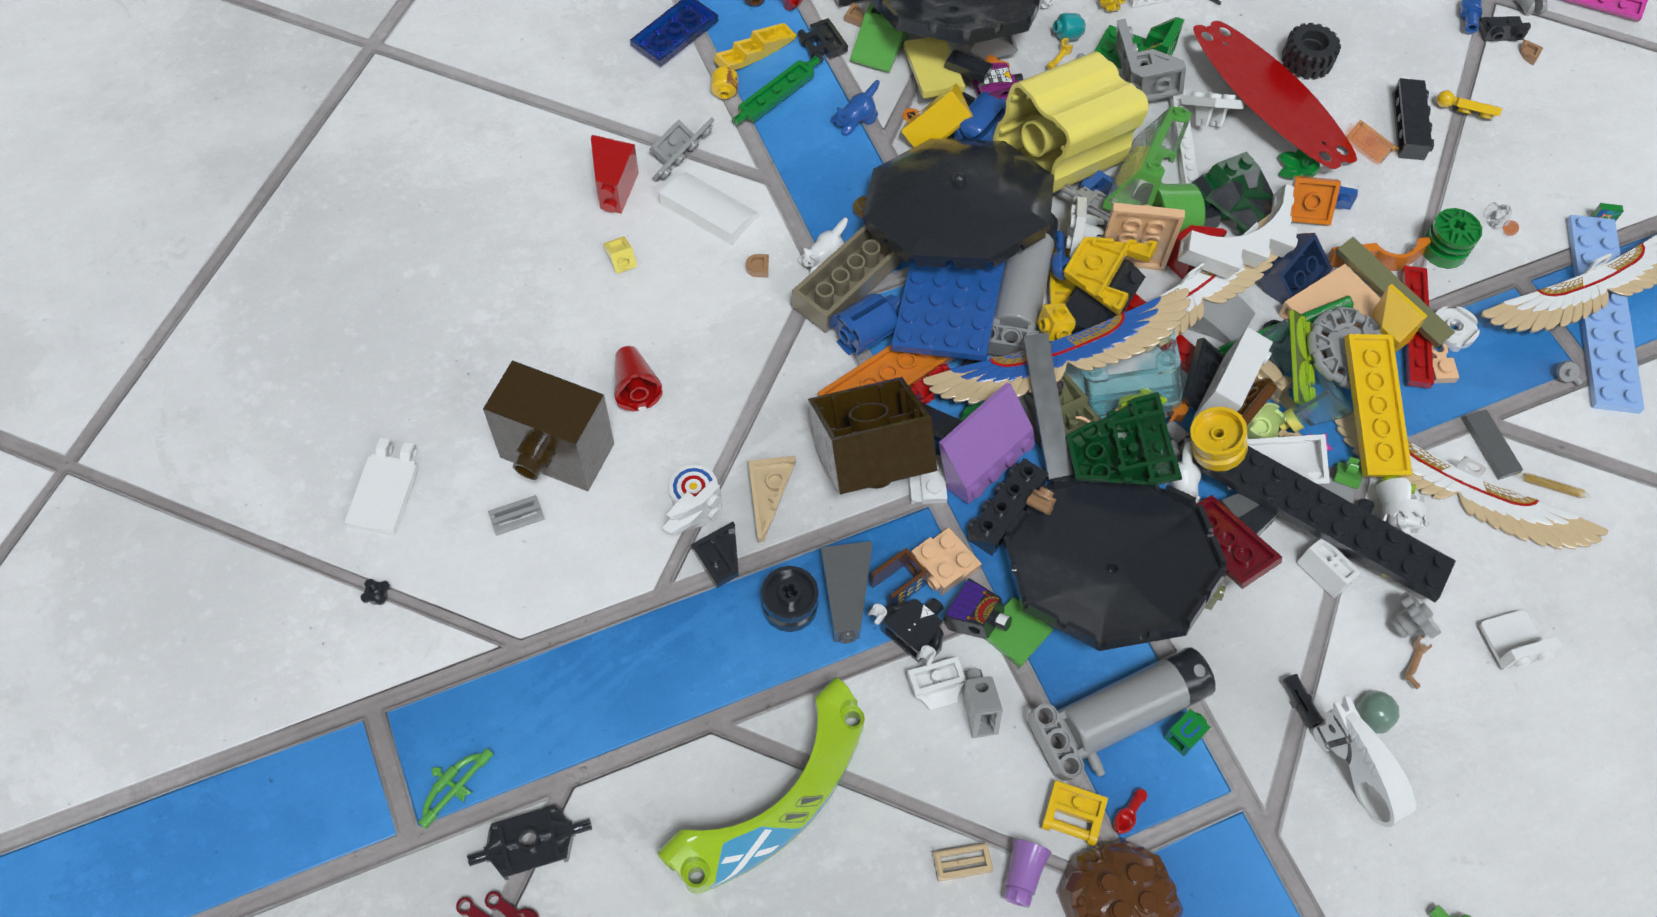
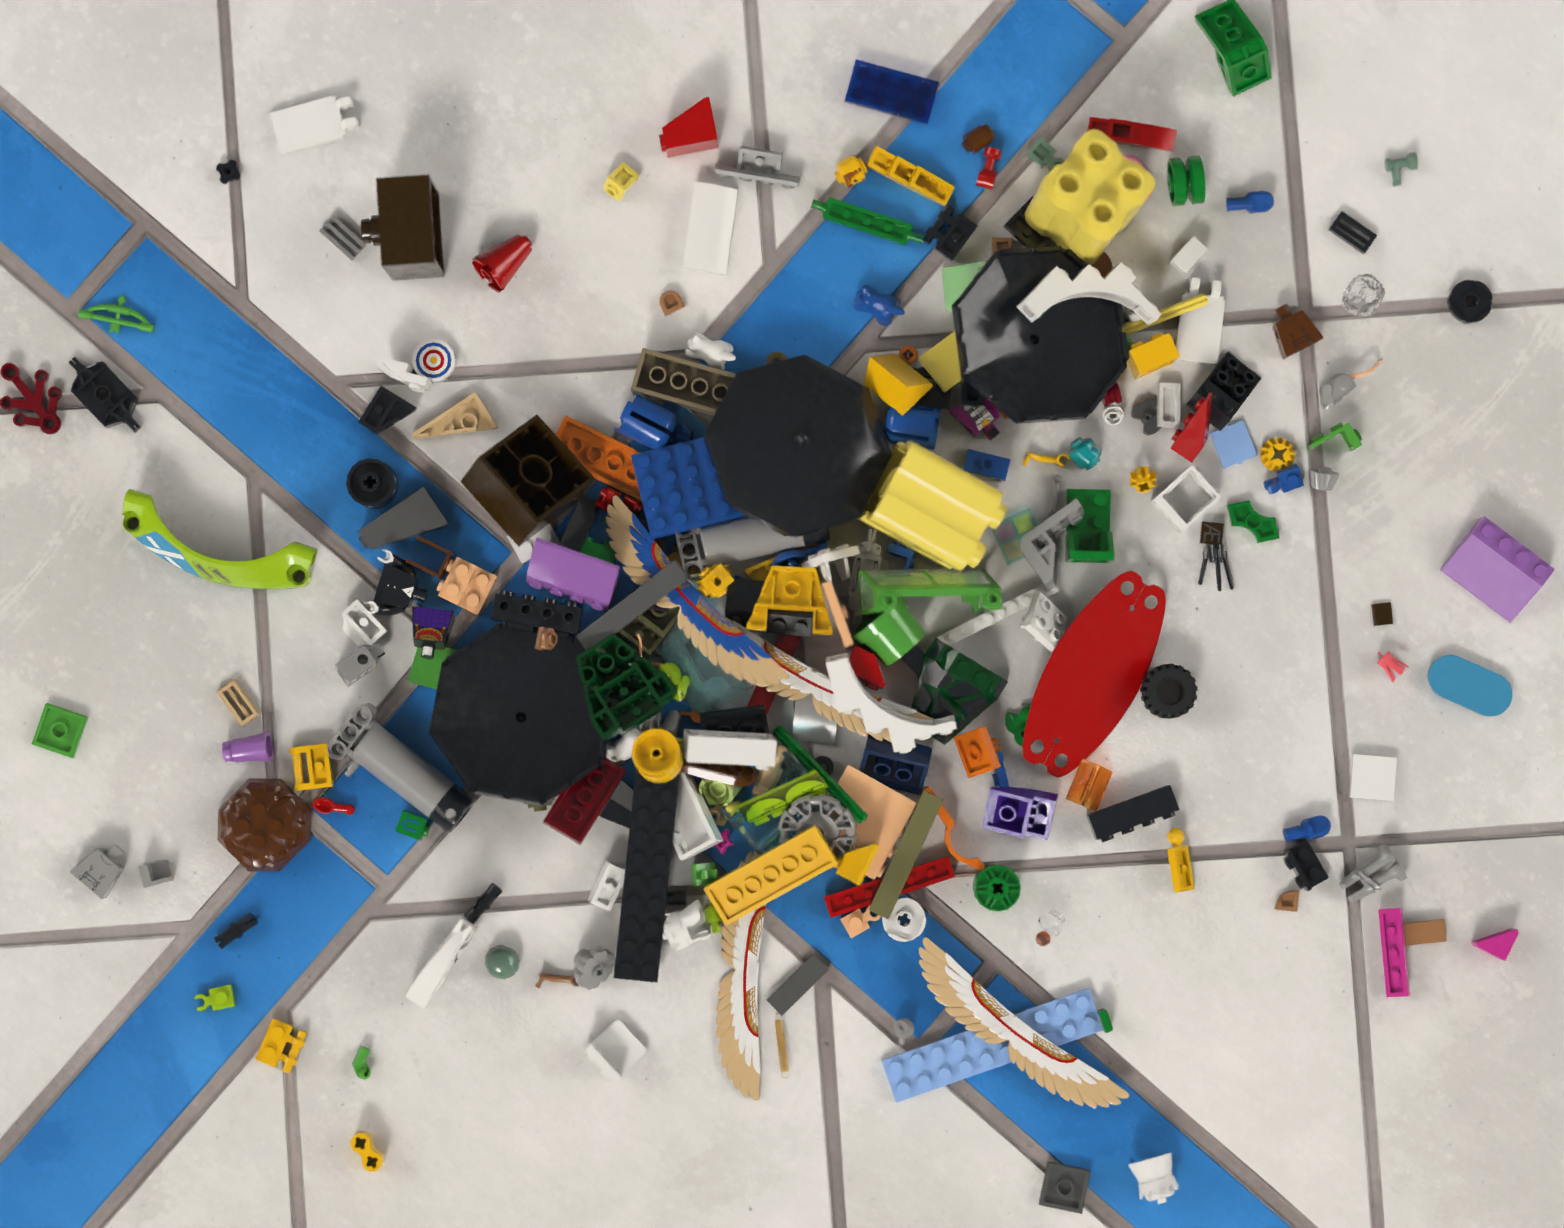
camera: 65 degrees right, 25 degrees up
(1384, 190) = (1020, 811): none -> dark purple slope

